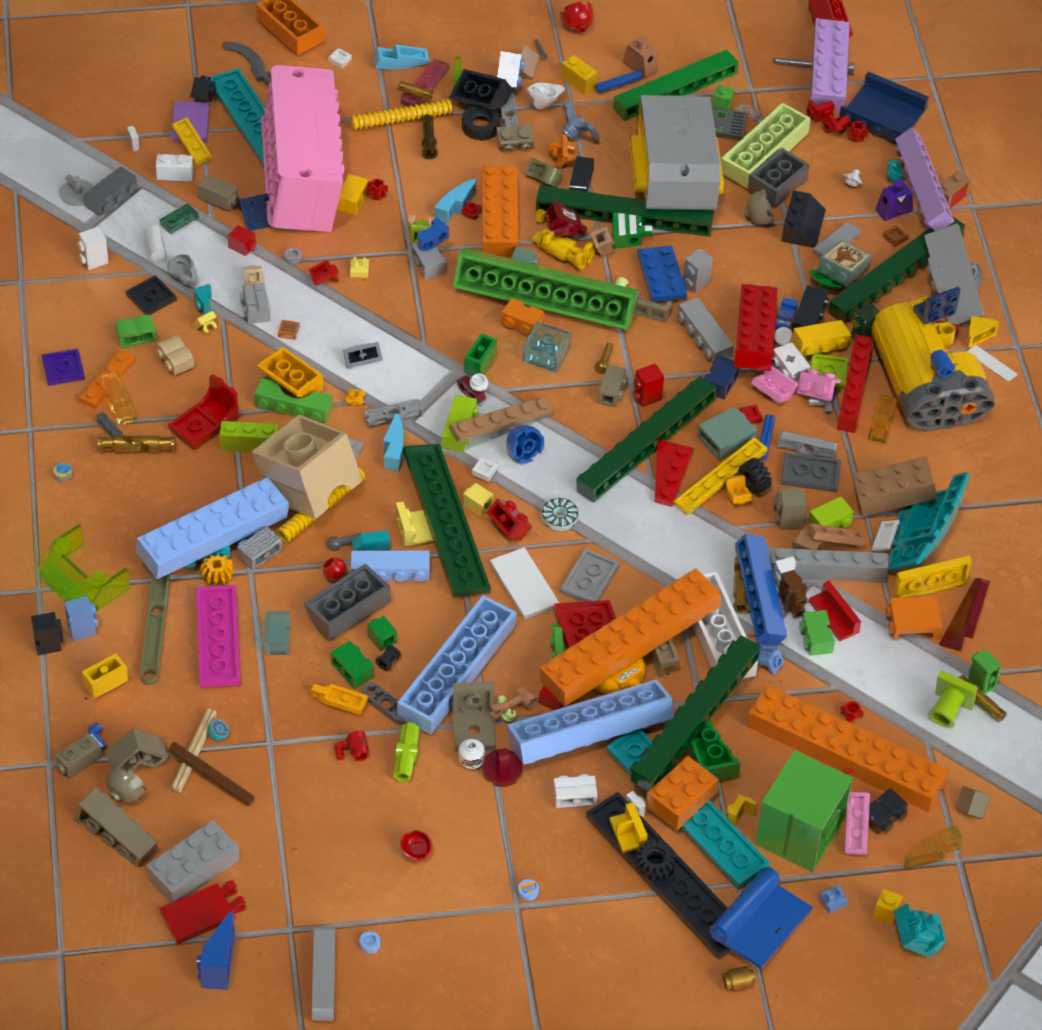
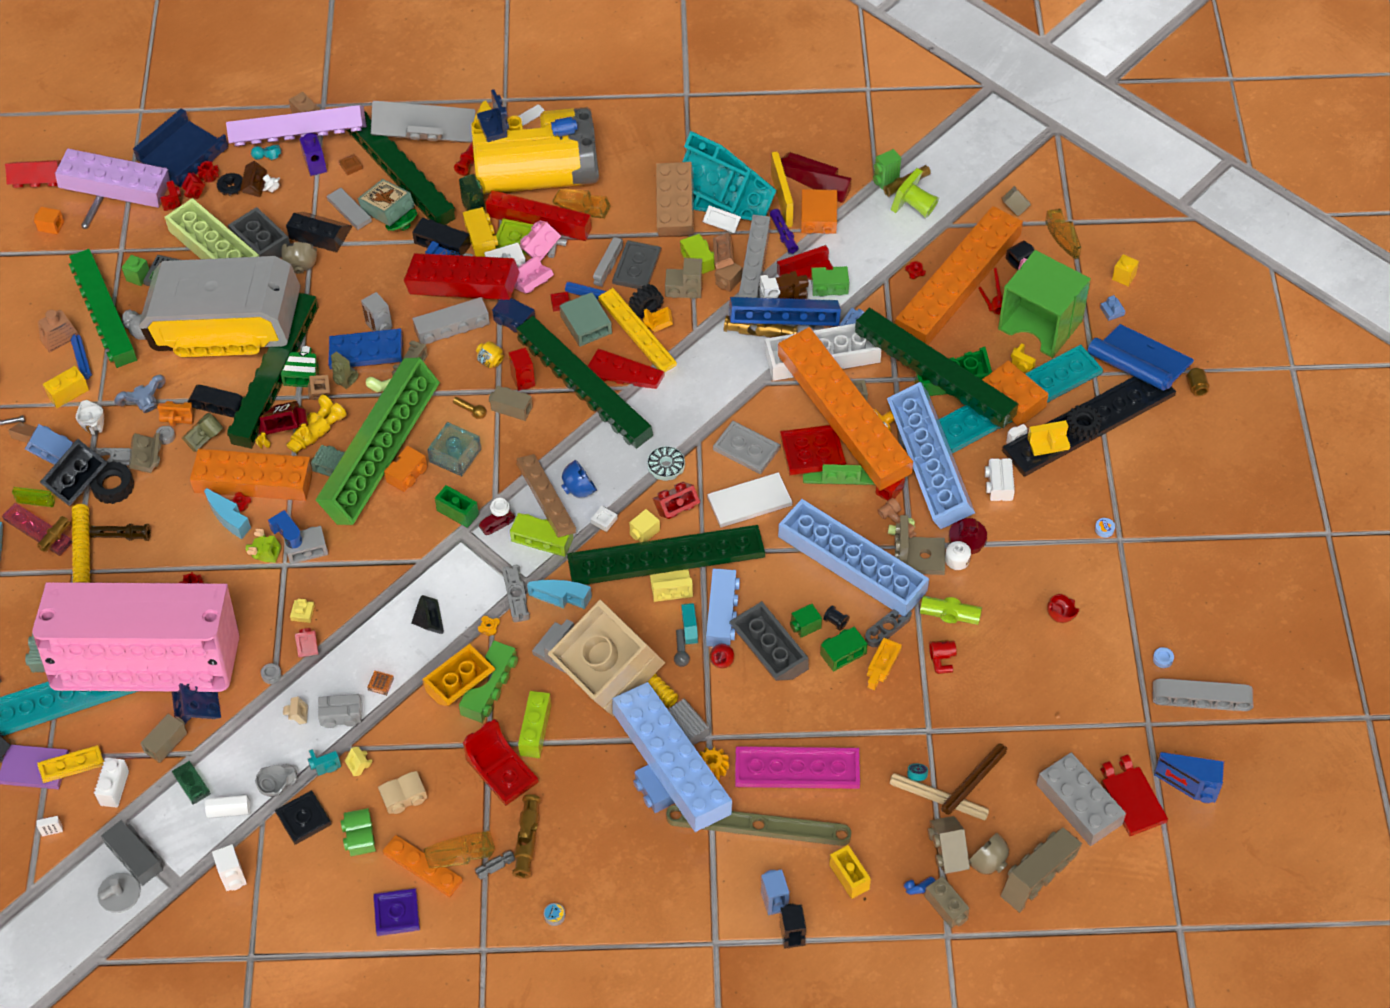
camera: 80 degrees left, 5 degrees up
(70, 582) = (715, 908): clear neon green windscreen -> none
(242, 240) = (241, 719): red brick -> none
(276, 633) = (799, 712): clear light blue brick -> none
(539, 151) = (167, 434): none -> light grey tile
(627, 258) = (342, 371): none -> olive plate
(669, 363) = (489, 354): none -> yellow head
(750, 110) = (150, 255): clear arm -> none
(772, 33) = (48, 220): none -> orange brick
(843, 146) = (229, 179): none -> black gear
(865, 165) = (253, 179): none -> reddish brown slope
(874, 593) = (790, 244): none -> dark purple pin
(920, 930) = (1152, 247): teal brick -> none

